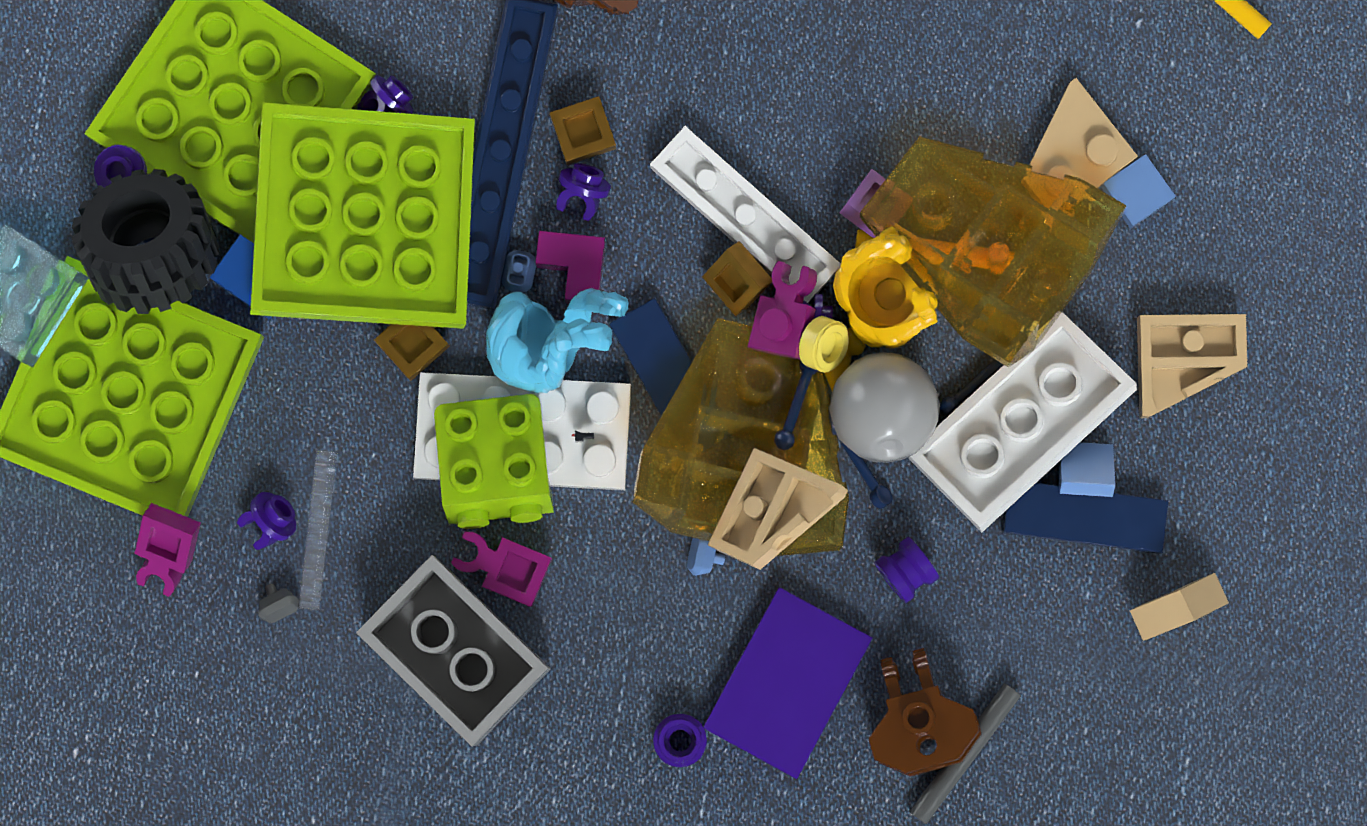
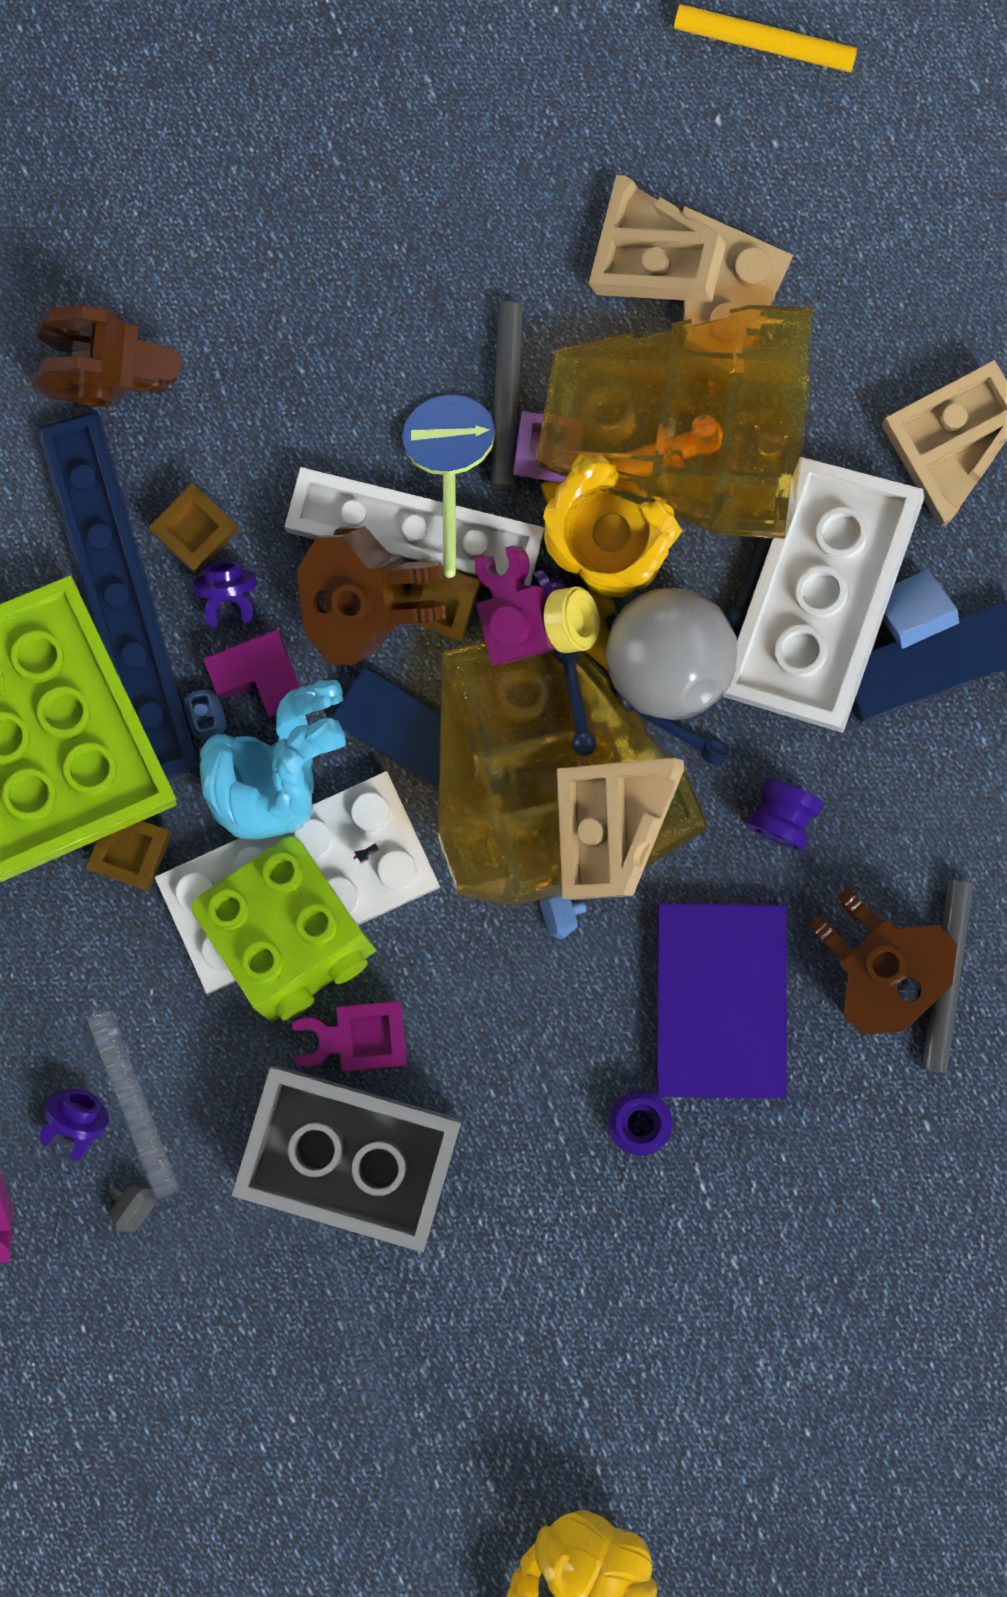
camera: 30 degrees left, 0 degrees up
(679, 245) = (361, 594): none -> reddish brown hinge
(805, 160) = (446, 439): none -> blue piece
(867, 149) = (506, 394): none -> dark grey bar
(1034, 98) = (654, 249): none -> tan wing
(1140, 189) = (815, 285): medium blue tile -> none

